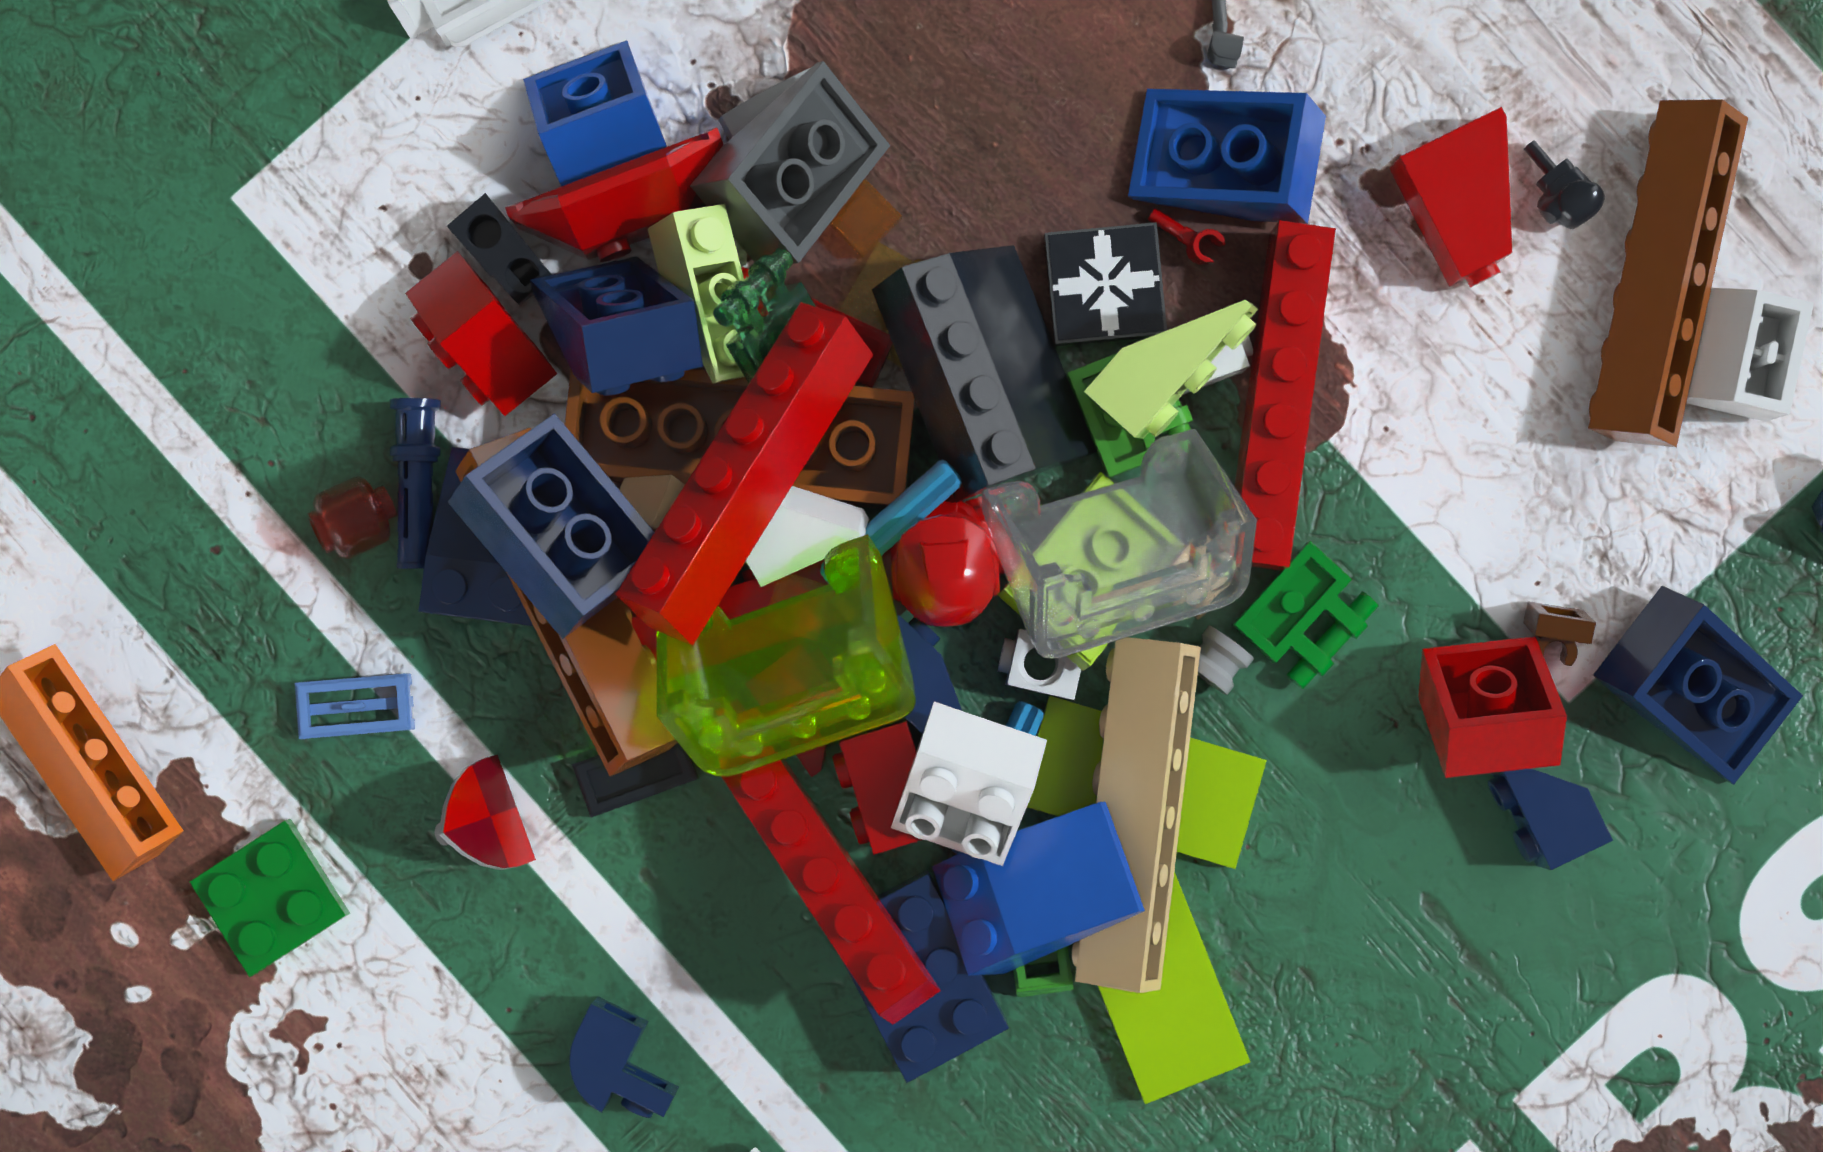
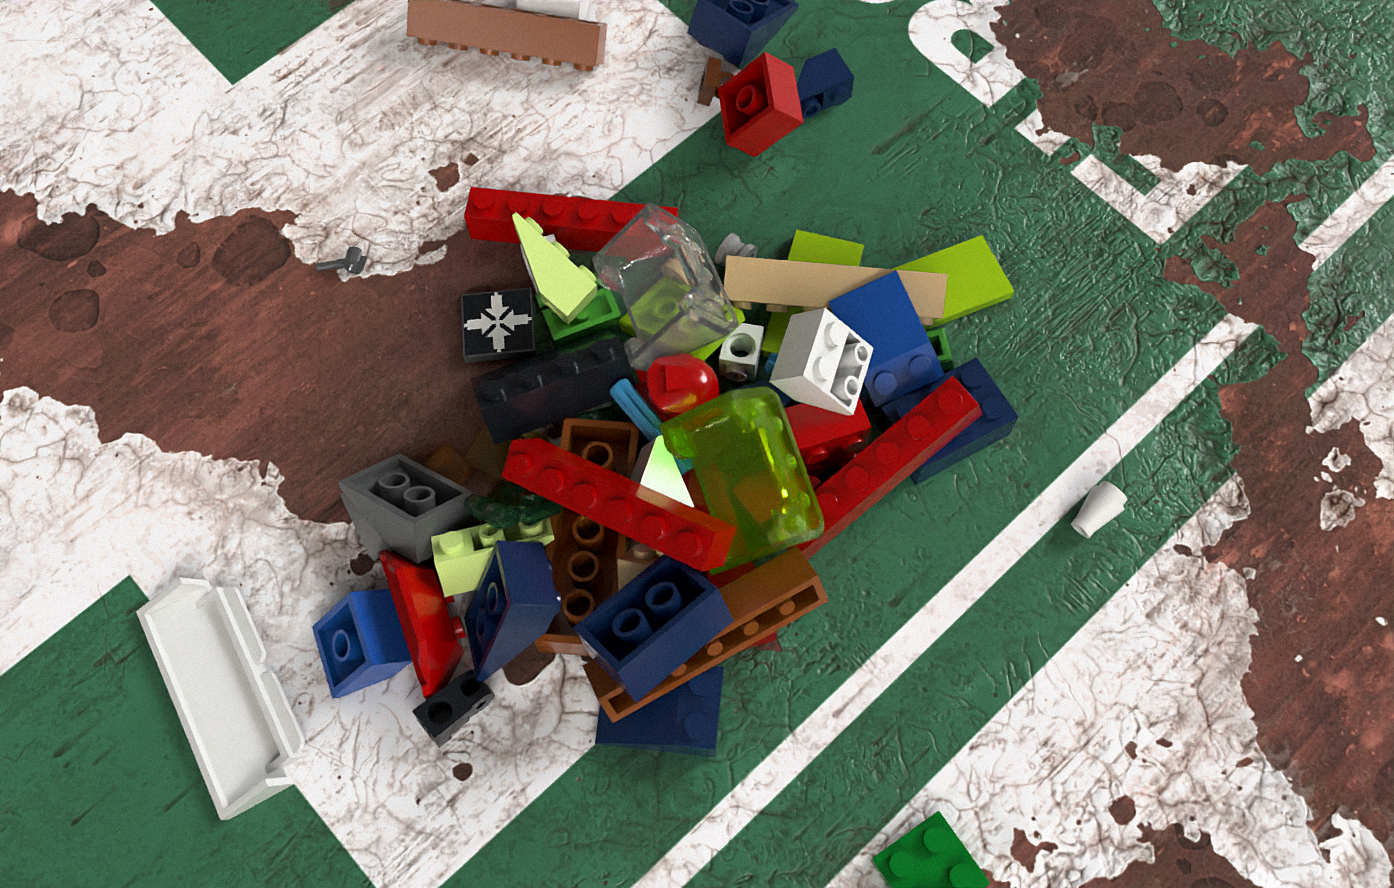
camera: 90 degrees left, 20 degrees down
(352, 517) = (646, 811): clear red head -> none
(403, 702) = (788, 846): medium blue tile -> none
(415, 456) = (598, 766): dark blue pin -> none
(477, 333) = (511, 715): red brick -> none
(483, 818) = (863, 706): shield -> none
(602, 1063) = (1022, 620): dark blue brick -> none
(635, 783) = (829, 622): black tile -> none
(1188, 236) = (474, 276): red hand -> none
(1229, 153) = (419, 254): blue slope -> none
(1293, 603) = (704, 217): green plate -> none
(1462, 197) = (457, 132): red slope -> none
(1566, 191) = (457, 83): black piece -> none

